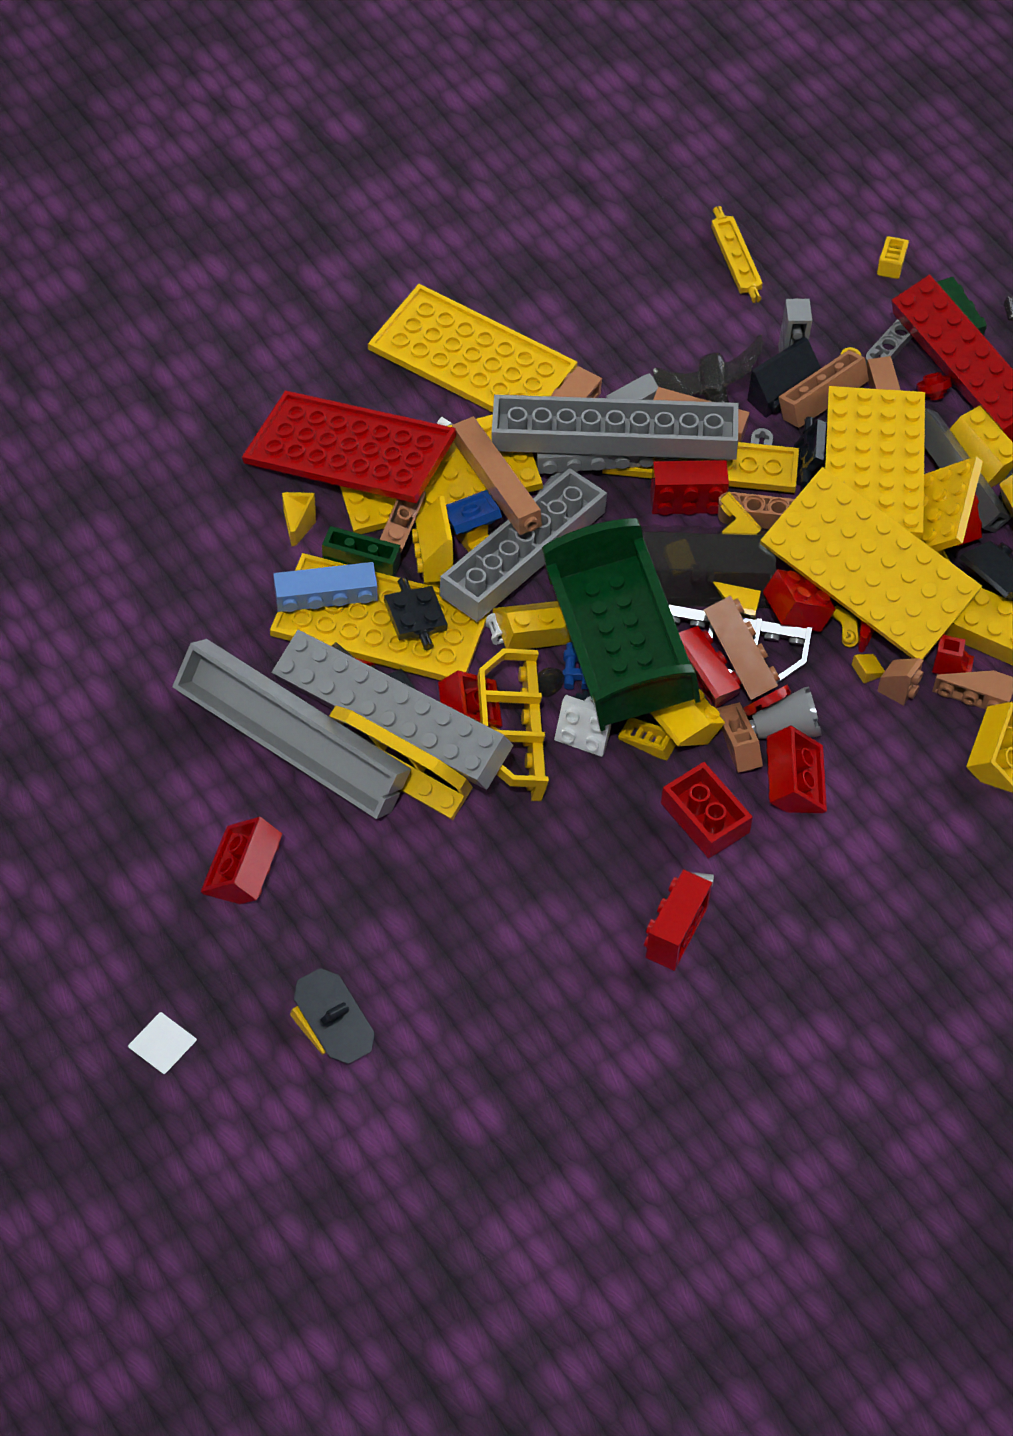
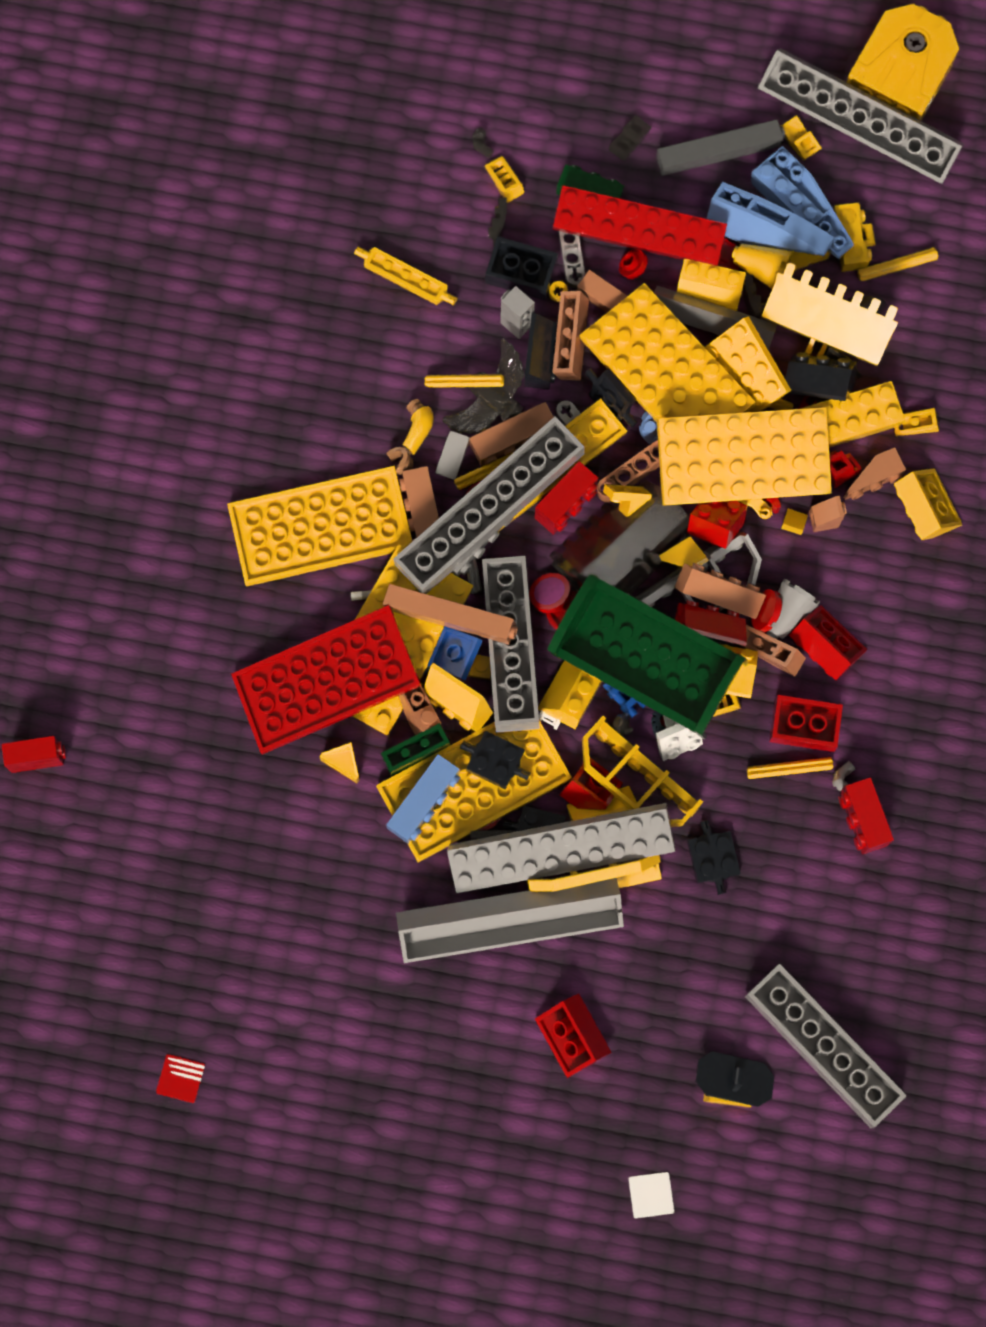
camera: 45 degrees left, 20 degrees up
(76, 314) = (33, 754): none -> red brick
(439, 1062) = (825, 1046): none -> light grey brick
(513, 843) = (713, 857): none -> black plate
(618, 356) = (422, 423): none -> piece
(656, 836) = (789, 768): none -> yellow axle
(700, 348) = (484, 380): none -> yellow axle
(838, 315) = (521, 266): none -> black brick
(853, 278) = (499, 221): none -> clear smoke slope
(899, 220) = (479, 143): none -> clear smoke arm

